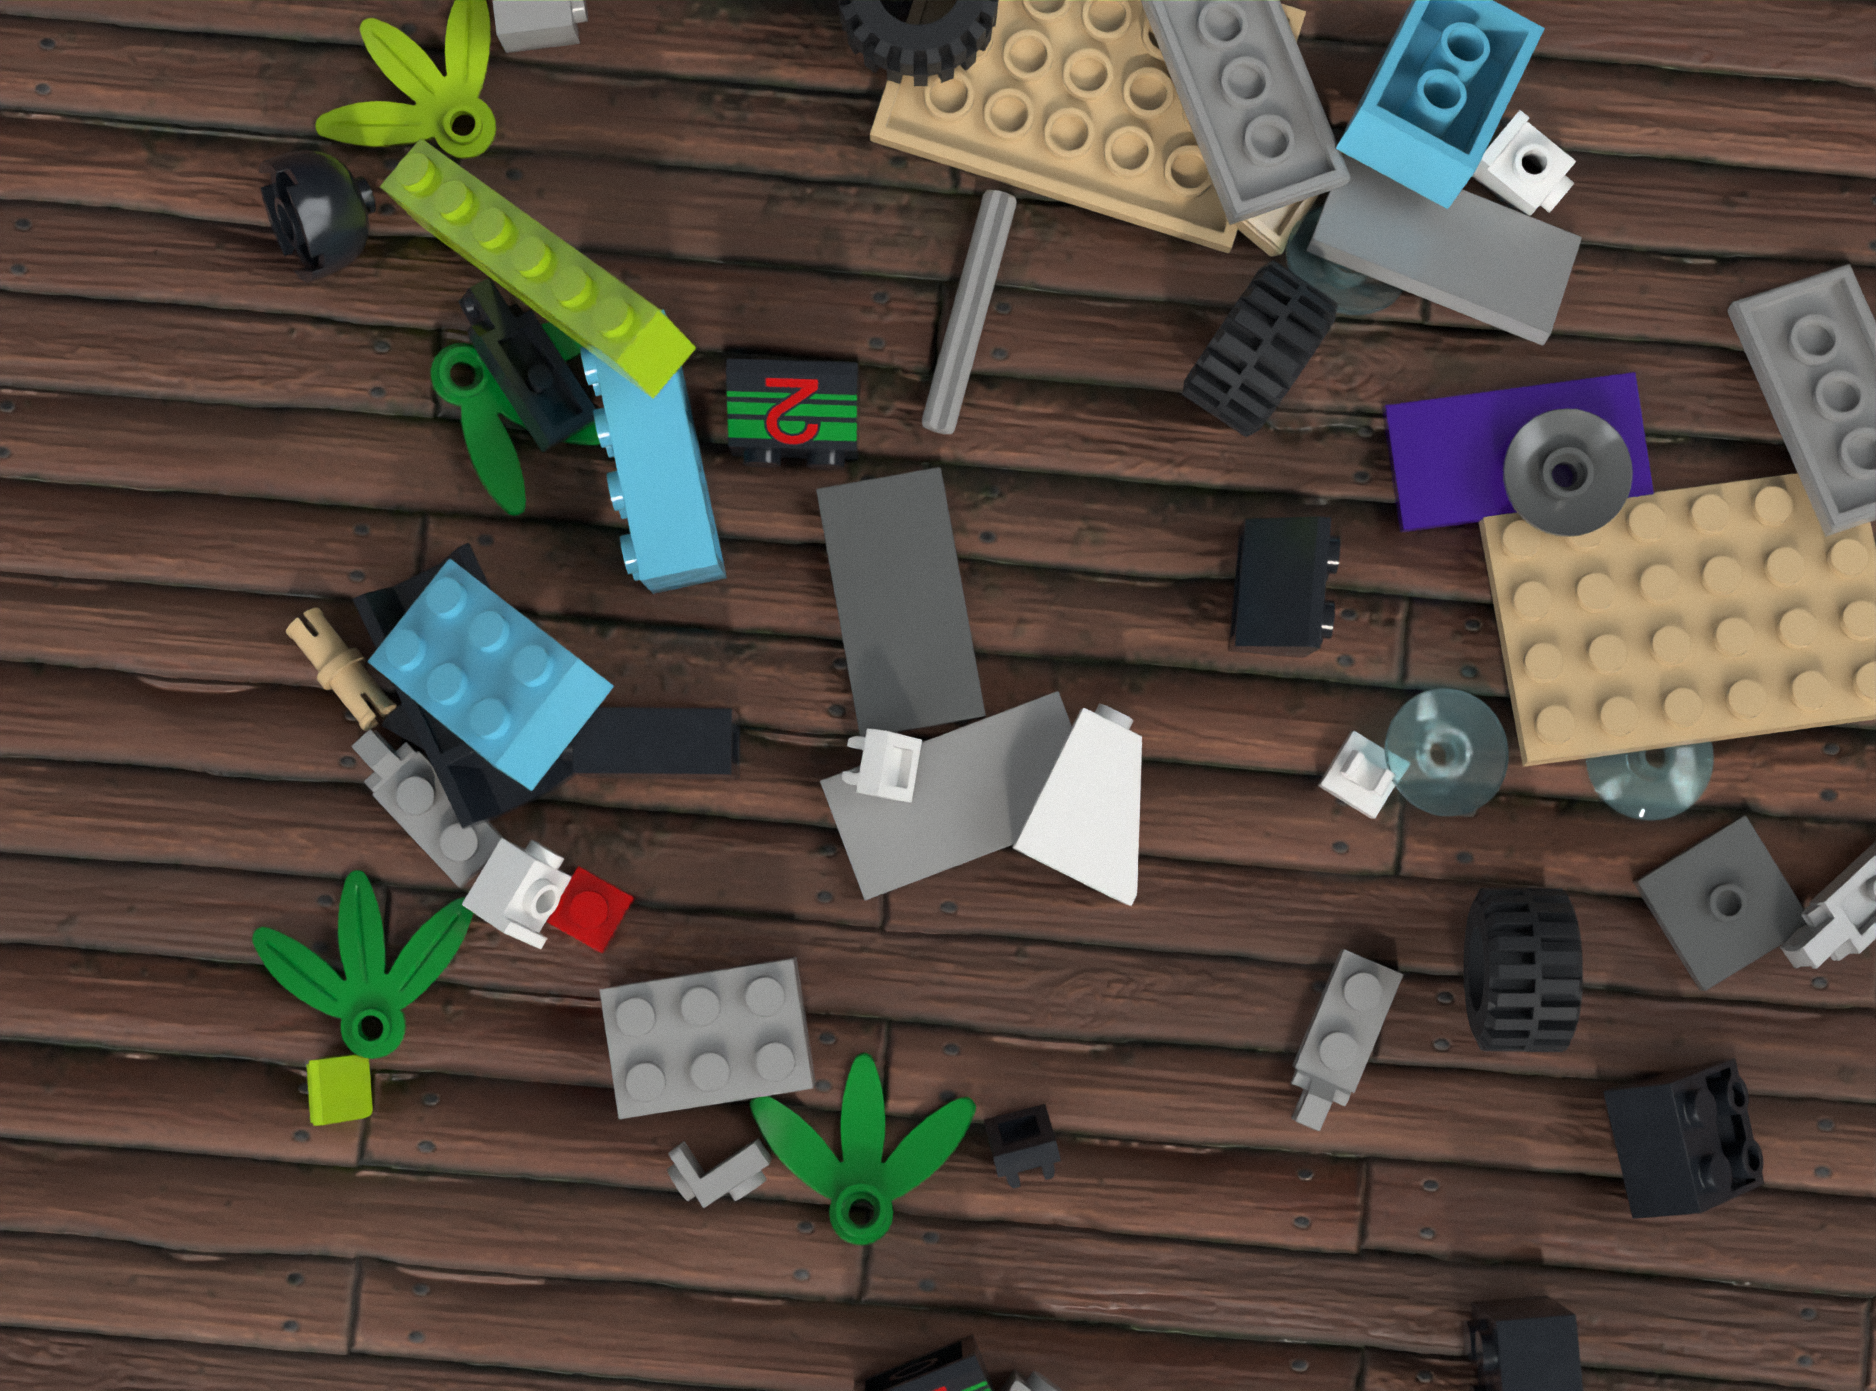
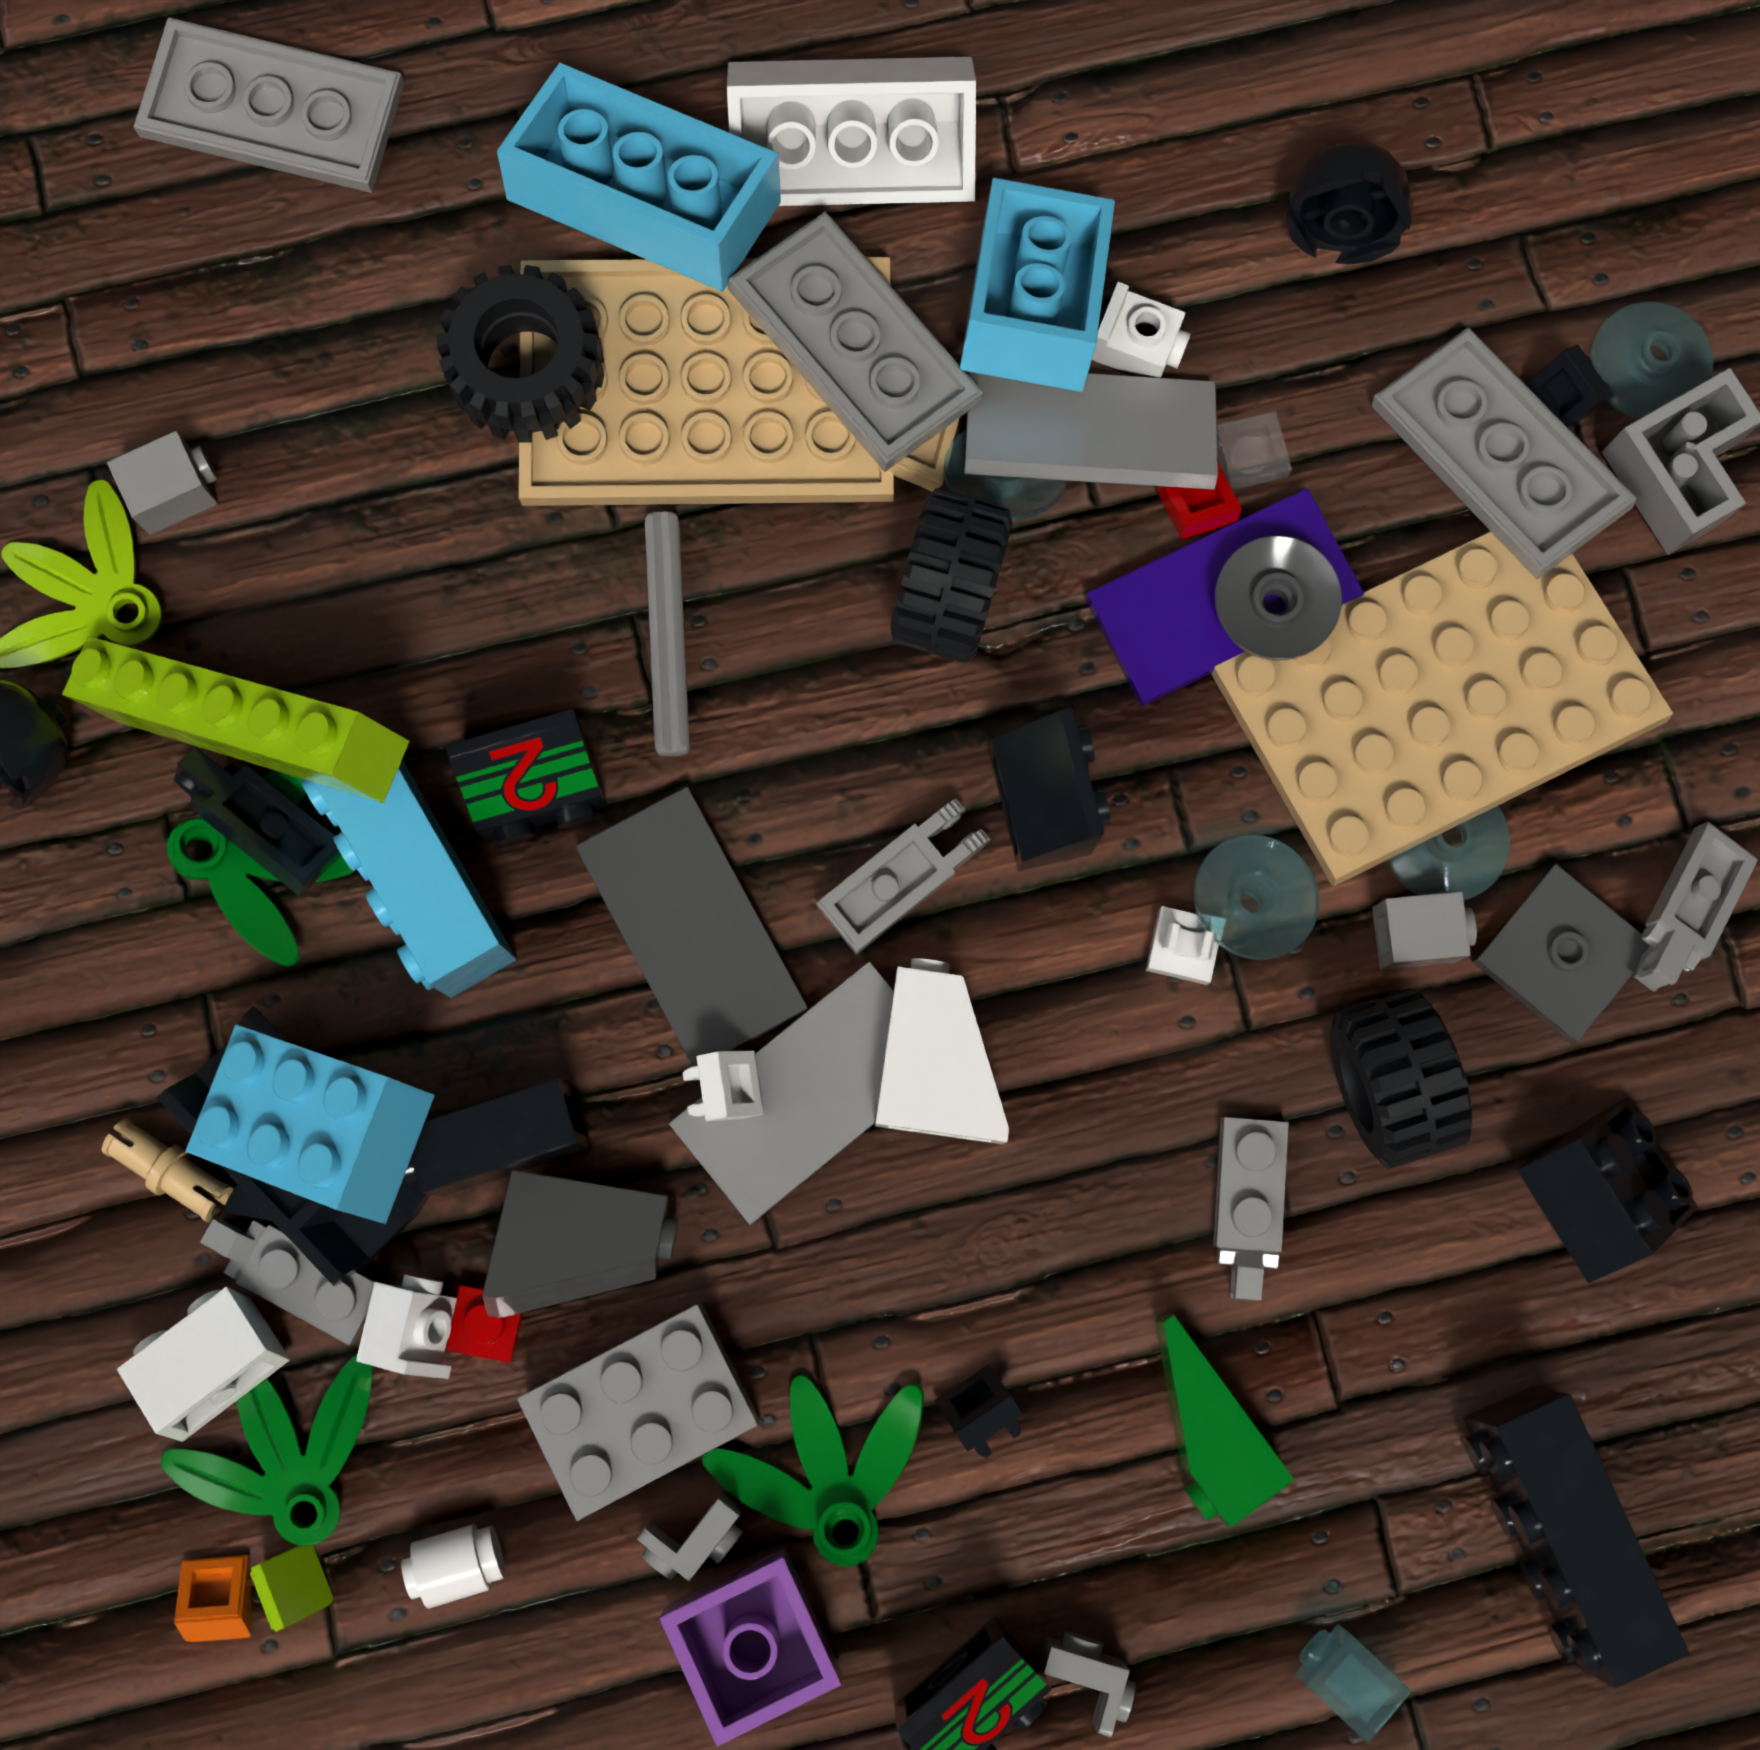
camera: 20 degrees left, 5 degrees down
(264, 1076) = (214, 1599): none -> orange slope
(320, 858) = (202, 1363): none -> white brick
(492, 1120) = (453, 1565): none -> white brick
(696, 862) = (573, 1242): none -> dark grey slope
(741, 1285) = (751, 1647): none -> medium lavender brick
(1110, 622) = (897, 879): none -> light grey hinge
(1233, 1245) = (1216, 1440): none -> green slope
(1523, 360) = (1201, 510): none -> red plate
(1594, 318) = (1252, 450): none -> clear plate
(1595, 837) = (1423, 930): none -> light grey brick
(1777, 102) = (1350, 202): none -> black cylinder

